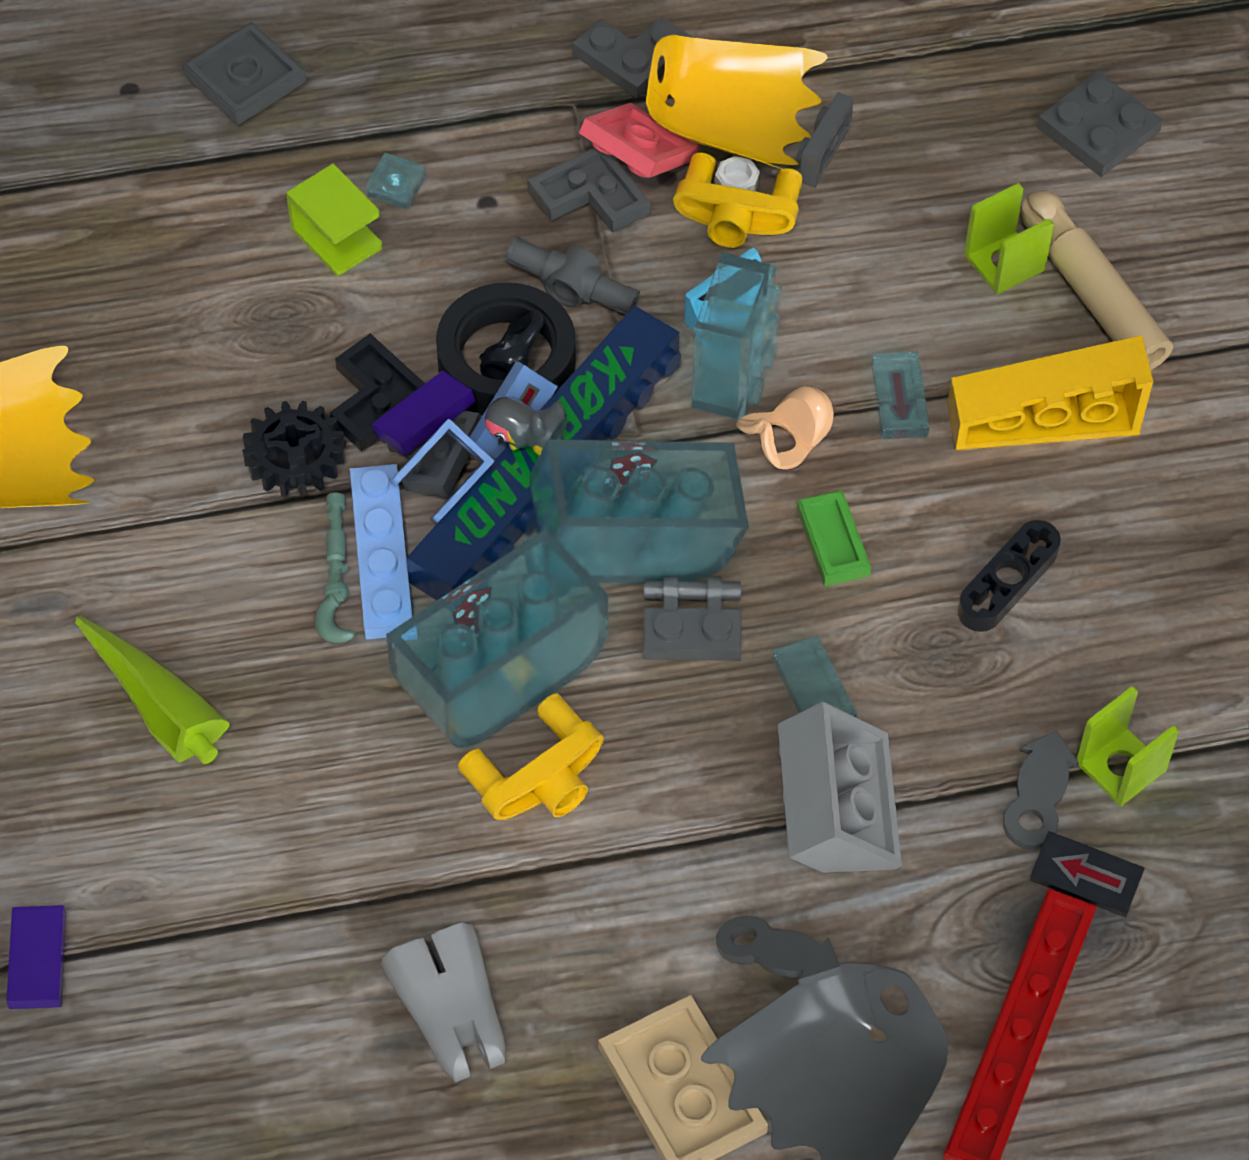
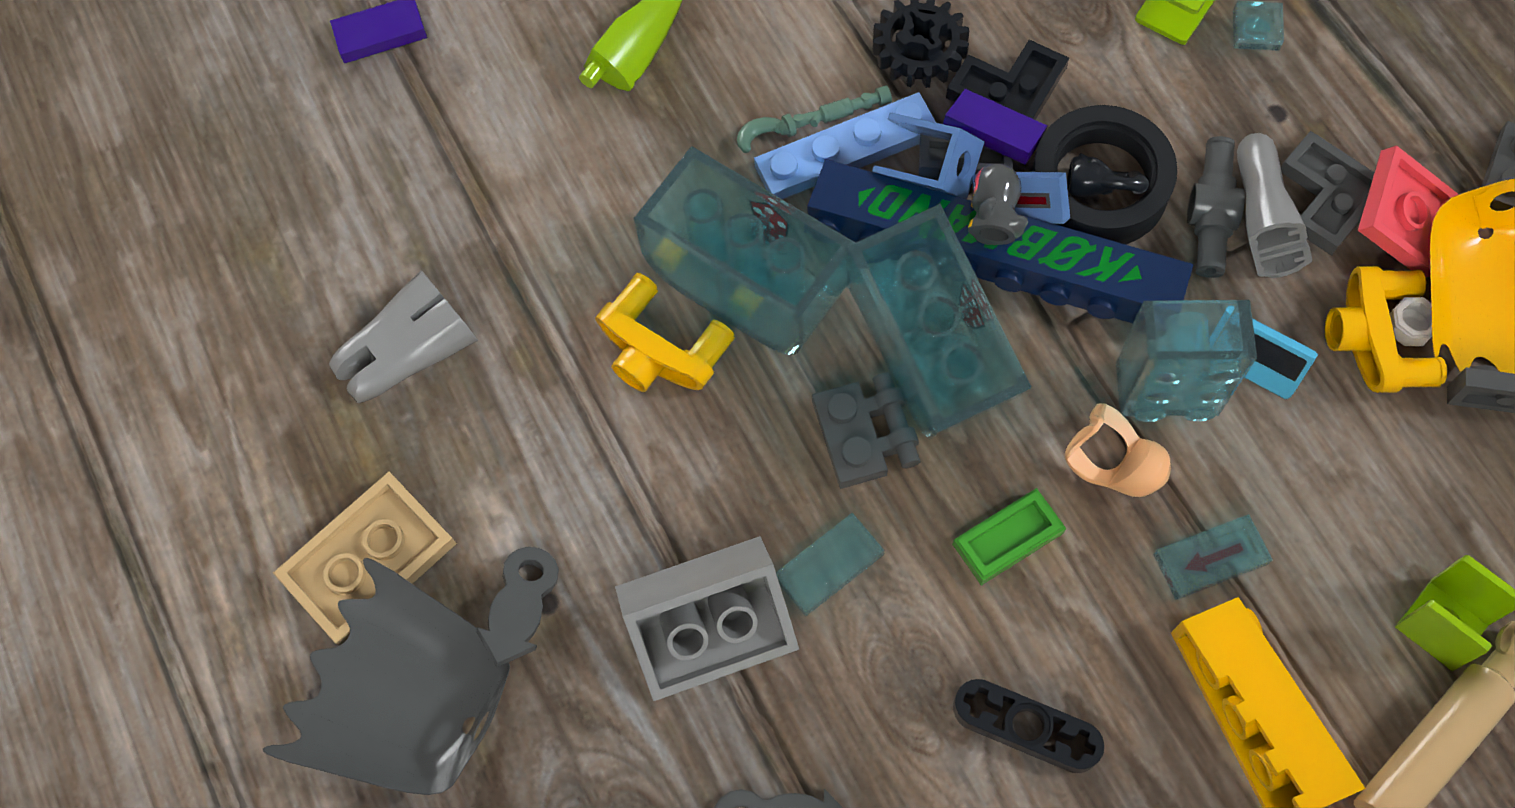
camera: 80 degrees right, 10 degrees up
(612, 235) = (1272, 220): none -> light grey piece

